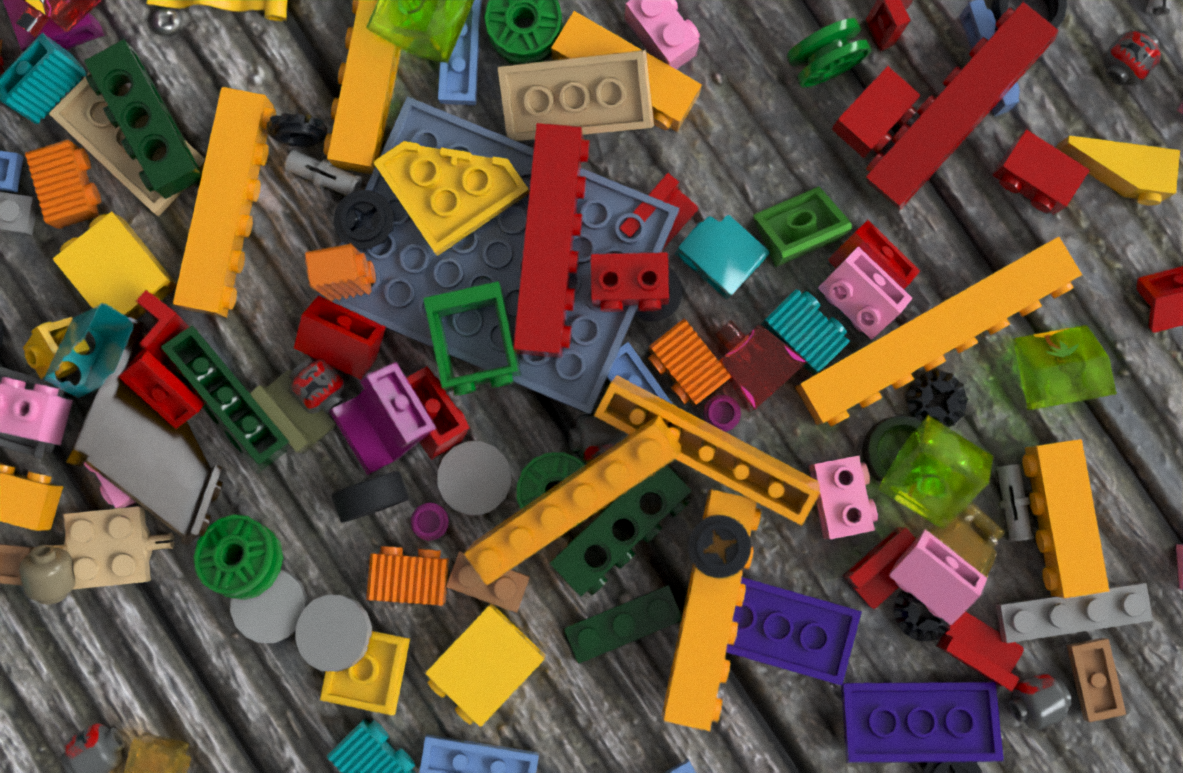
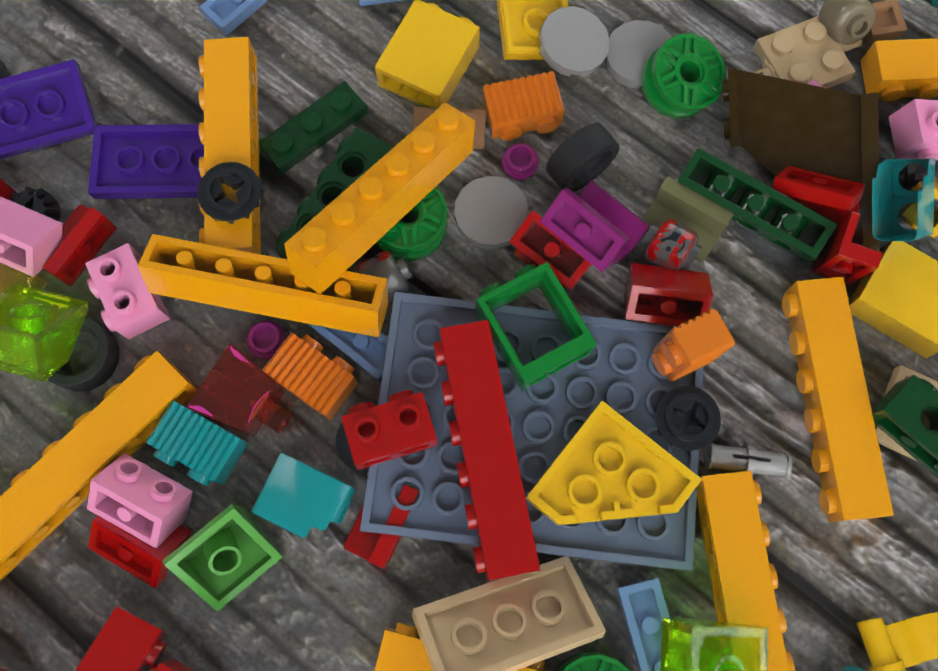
camera: 170 degrees right, 10 degrees down
(296, 129) = (795, 494): black gear -> none
(921, 393) = (65, 414): black gear -> none

